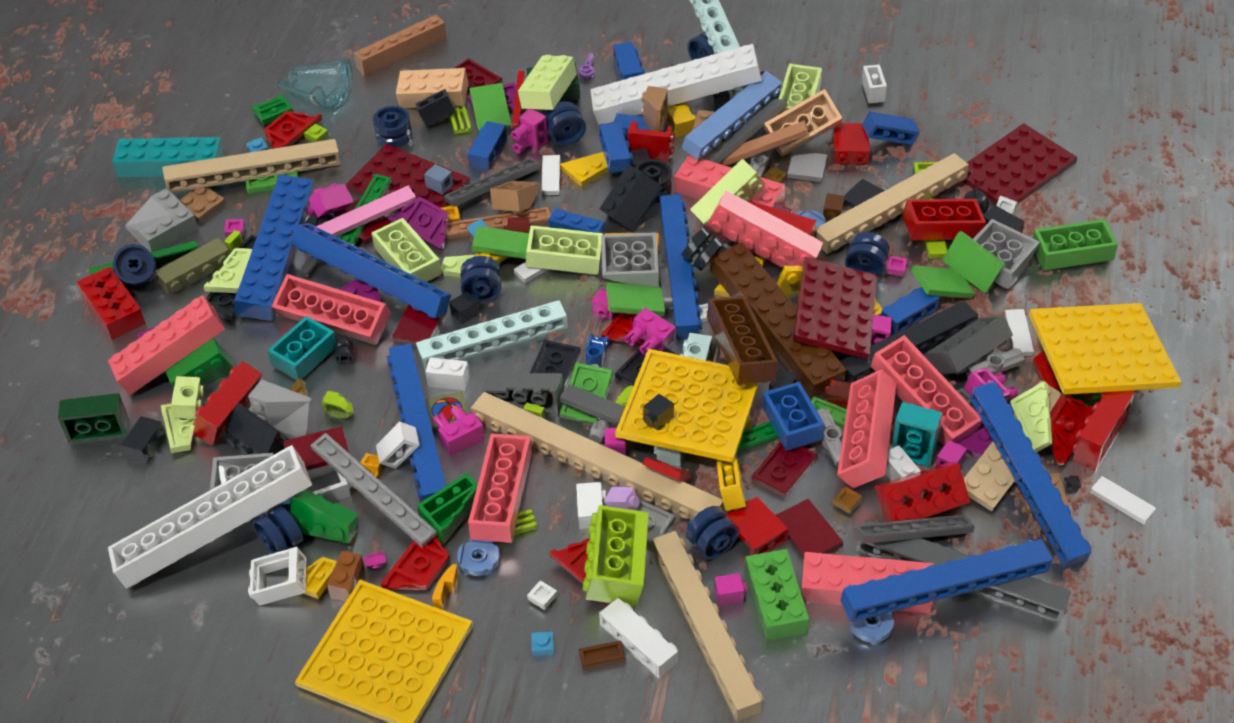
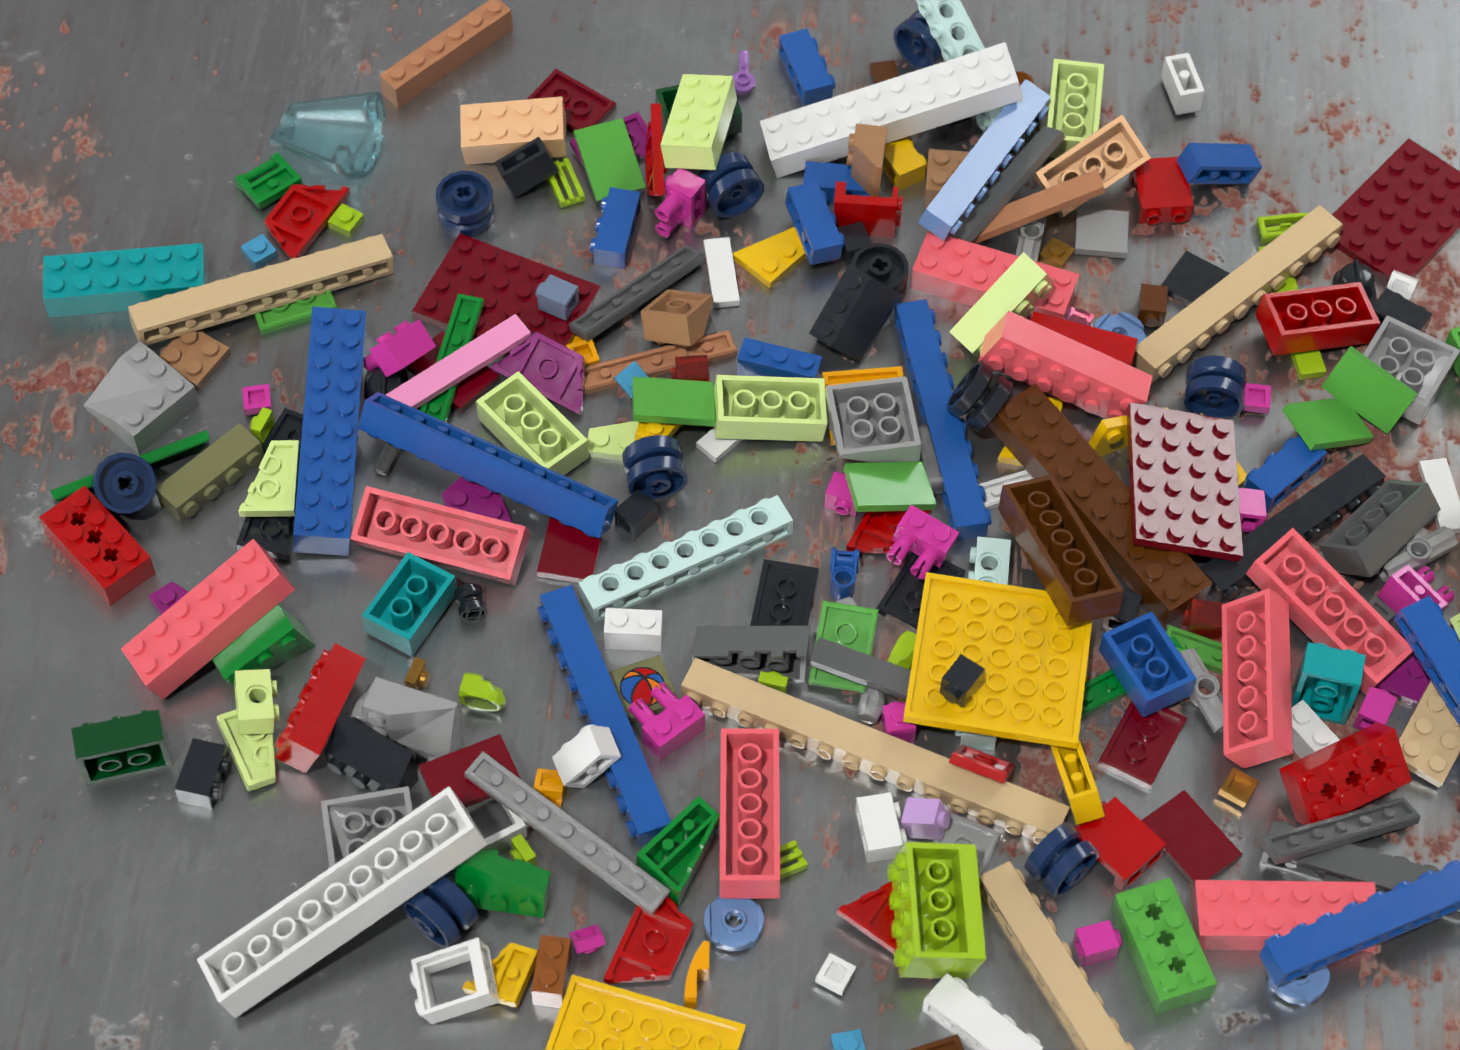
camera: 10 degrees left, 10 degrees up
(343, 499) = (522, 850): none -> lime plate

